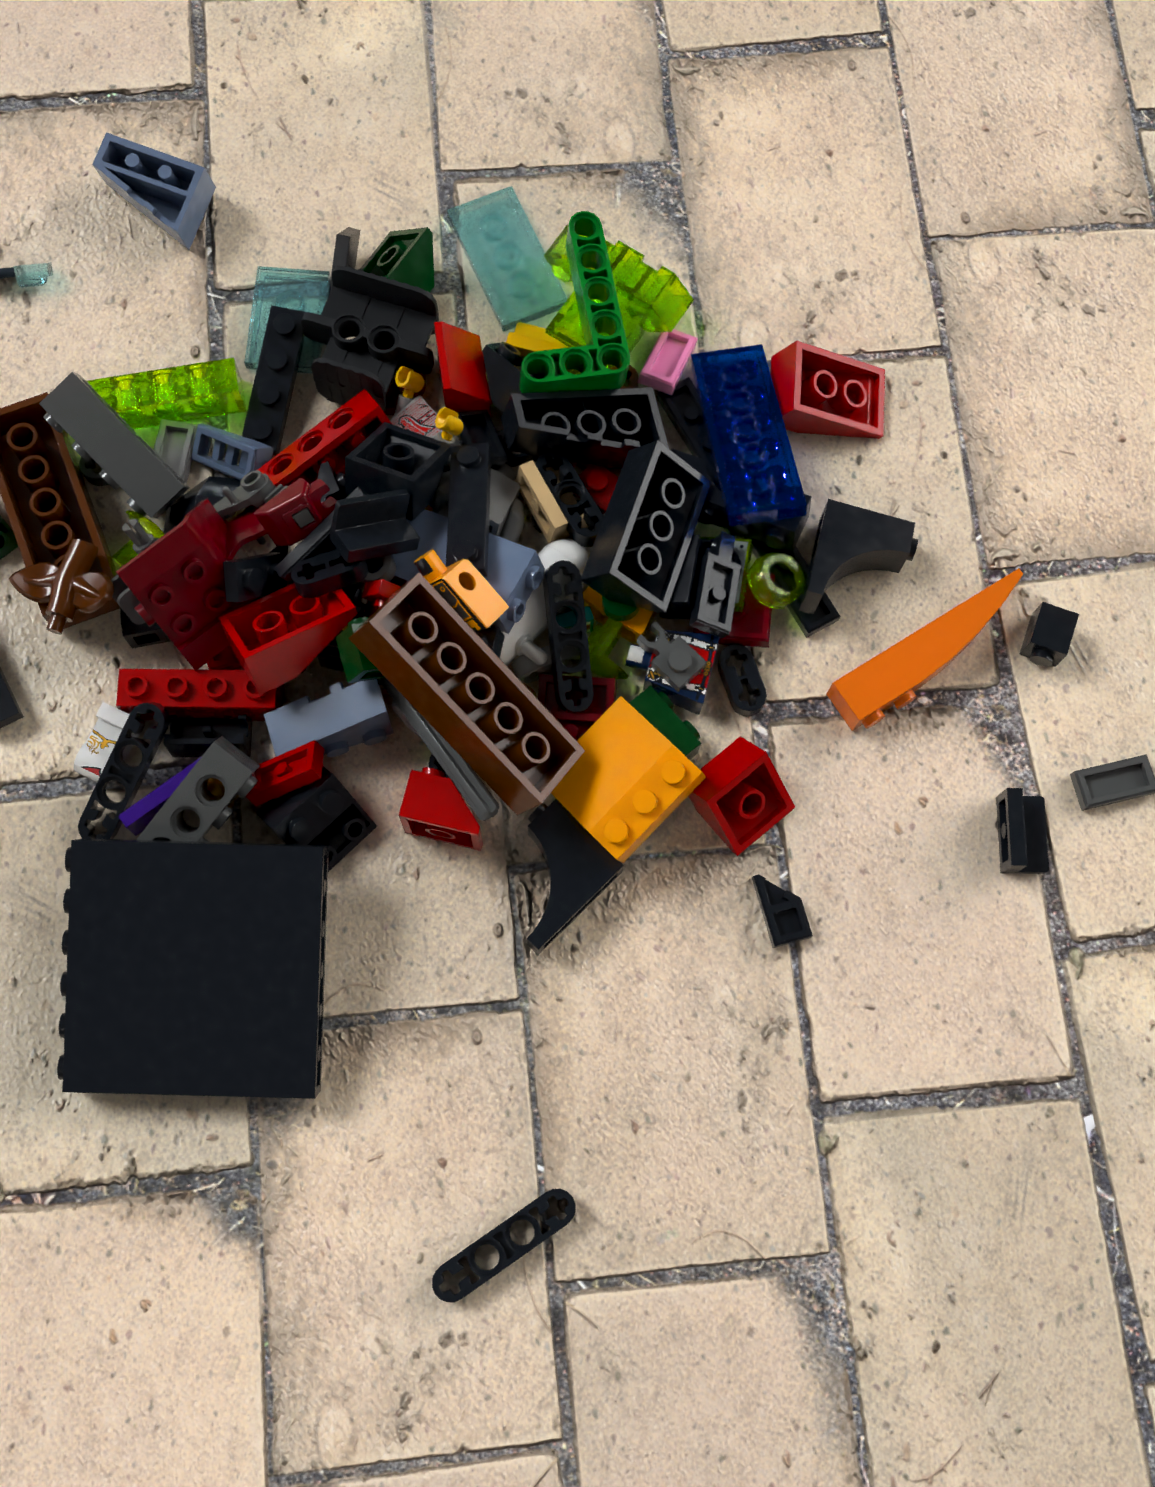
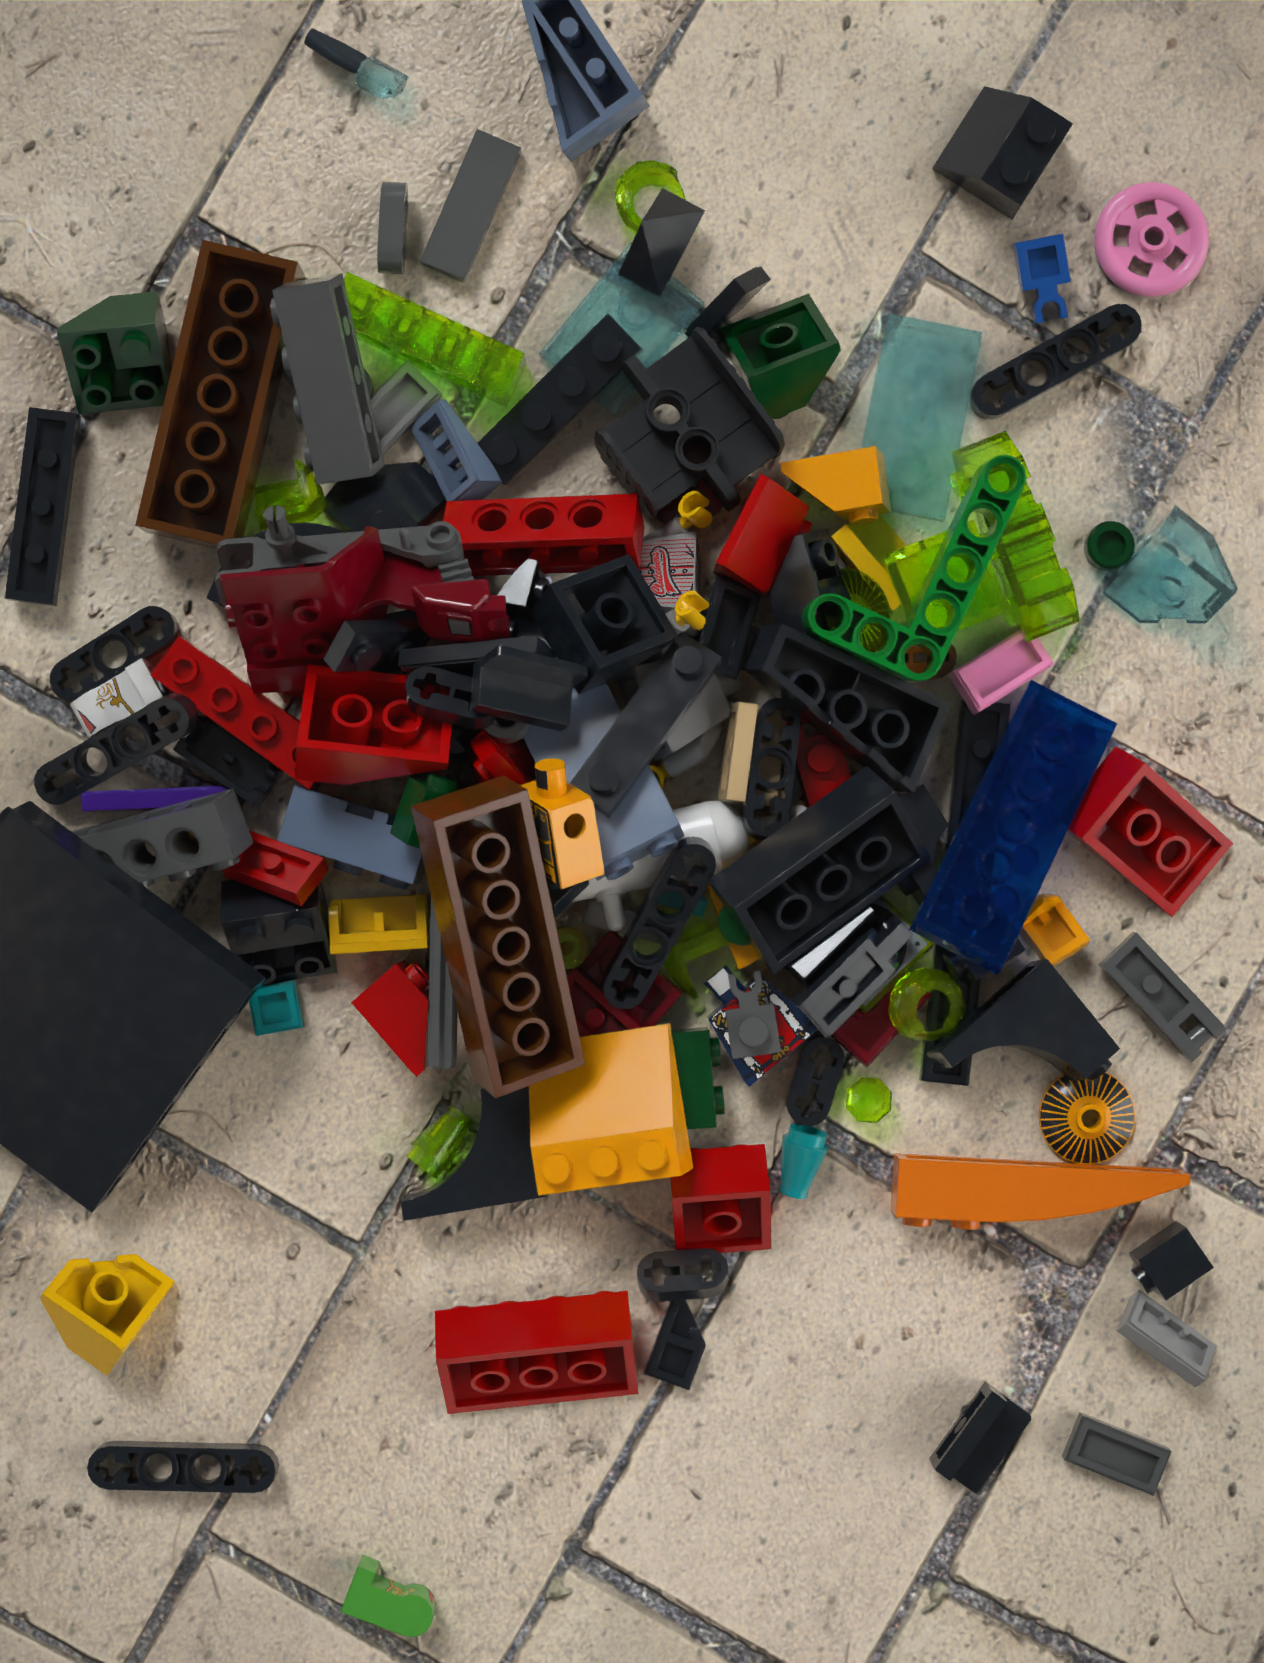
camera: 40 degrees right, 15 degrees up
(66, 586) = (178, 514): reddish brown plant -> none
(86, 690) = (94, 648): none -> black beam
(99, 347) = (392, 228): none -> dark grey beam
(141, 309) = (470, 205): none -> dark grey tile
(247, 223) = (640, 176): none -> clear neon green piece
(276, 253) = (660, 242): none -> black slope
(351, 877) = (276, 1008): none -> teal tile
(368, 1165) = (104, 1305): none -> yellow slope
(385, 774) = (379, 924): none -> yellow hinge
(448, 82) = (1002, 148): none -> black slope
(491, 310) = (845, 482): none -> light orange slope
(522, 130) = (1041, 267): none -> blue plate
(525, 890) = (440, 1142): none -> clear neon green cone
(560, 103) = (1121, 213): none -> bright pink plate
(567, 176) = (1058, 367): none -> black beam
(678, 255) = (1109, 545): none -> dark green tile
(693, 981) = (536, 1352): none -> red slope
(729, 242) = (1174, 574): none -> clear light blue slope
(732, 1231) = (388, 1603): none -> bright green leg
(751, 861) = (682, 1274): none -> black beam
(771, 733) = (801, 1158): none -> teal cone
(784, 667) = (868, 1099): none -> clear neon green tile
(820, 484) = (1053, 930): none -> light orange plate
(915, 483) = (1161, 995): none -> dark grey plate
(918, 601) = (1062, 1118): none -> dish
(1086, 684) = (1167, 1338): none -> light grey plate

